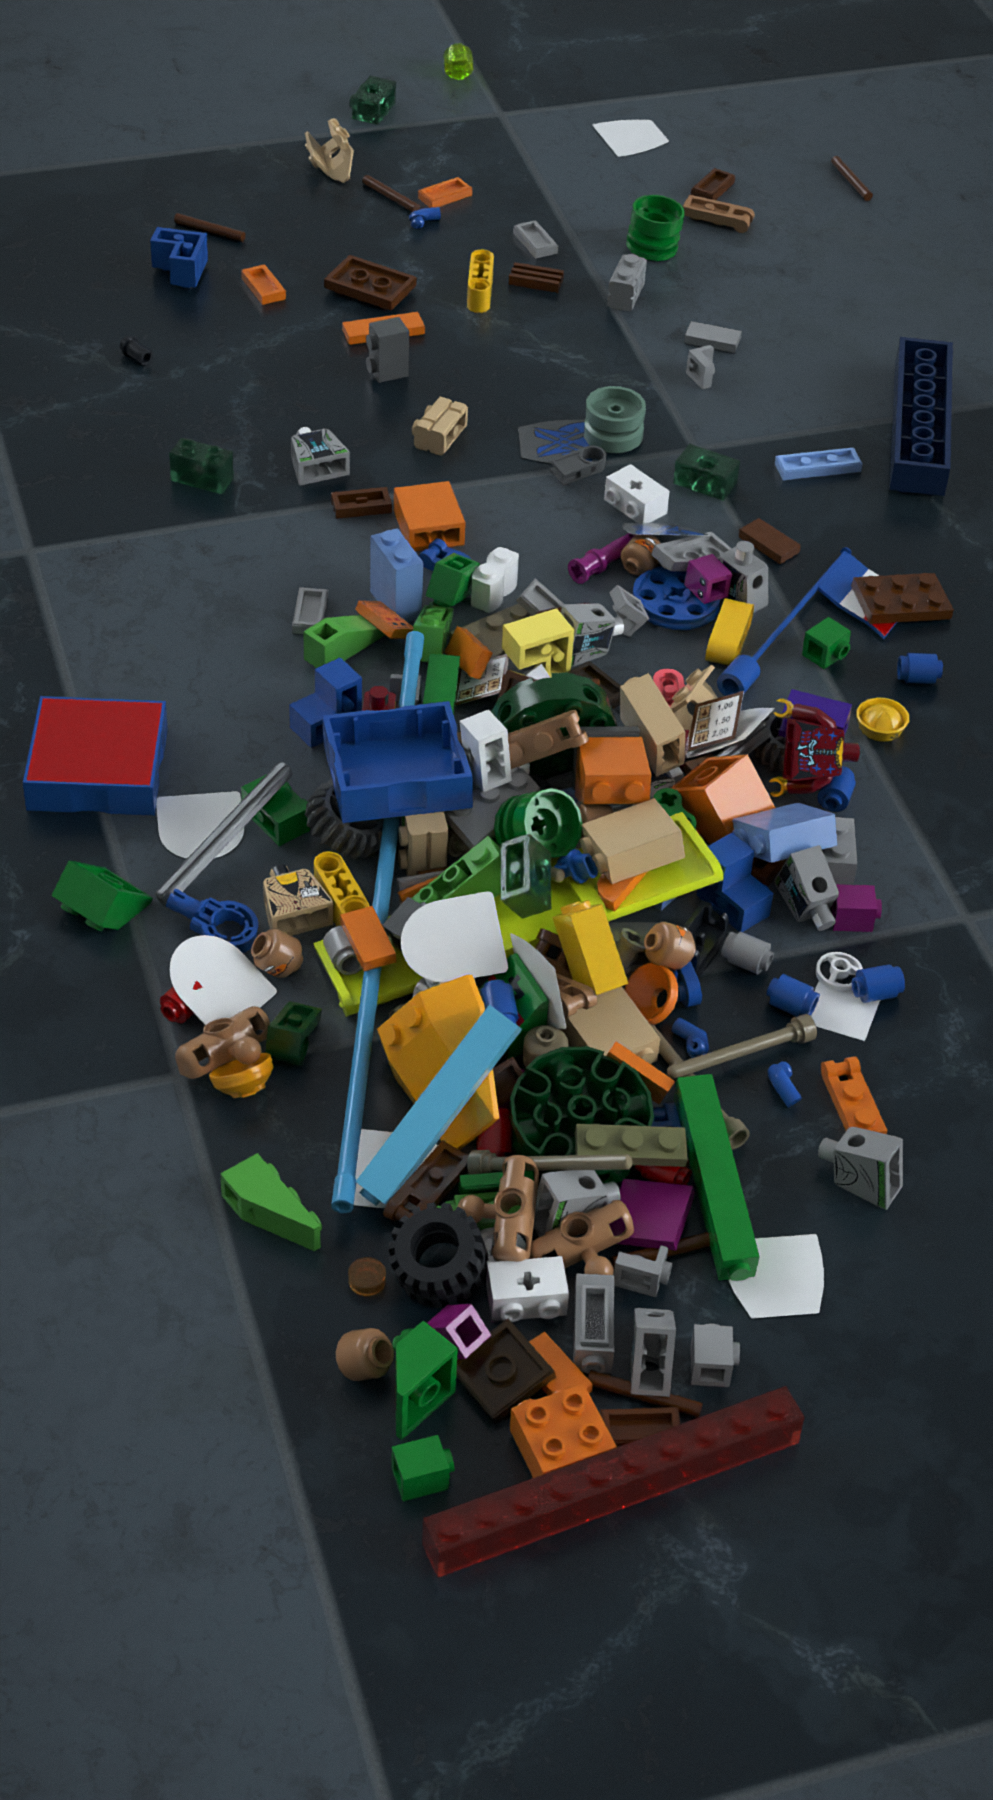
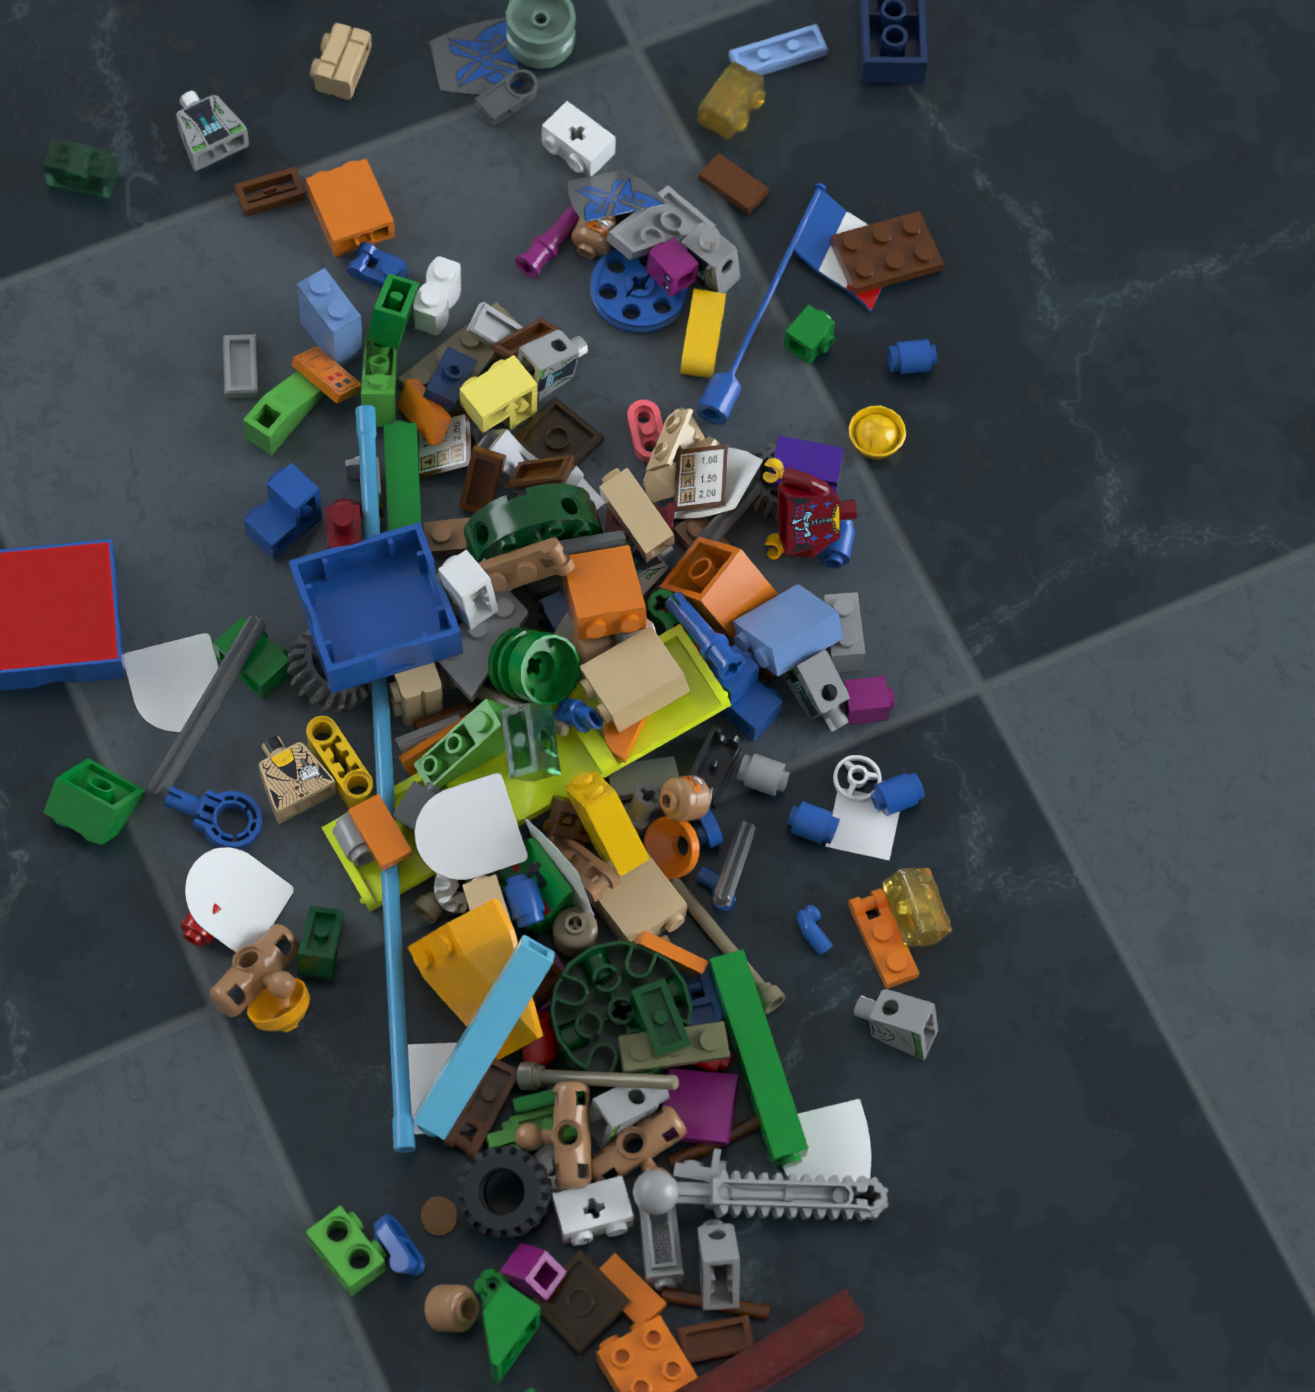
camera: 10 degrees left, 20 degrees up
(260, 1293) = (340, 1254): none -> bright green brick
(265, 1201) = (327, 1149): bright green slope -> none
(277, 953) = (288, 851): medium nougat head -> none
(320, 1295) = (403, 1252): none -> blue plate
(490, 628) = (449, 377): none -> dark blue plate
(619, 1106) = (659, 1017): none -> dark green plate
(628, 609) = (590, 322): light grey bracket -> none
(706, 472) = (643, 78): clear green brick -> none
(709, 1292) = (658, 1192): none -> light grey gear
(710, 1017) = (734, 864): none -> dark grey axle
(711, 825) = (713, 645): none -> blue pin
(713, 1355) = (775, 1255): light grey brick -> none
(774, 485) = (731, 100): none -> clear yellow brick
(799, 1030) = (823, 863): dark tan piece -> none
(890, 1073) = (917, 907): none -> clear yellow brick

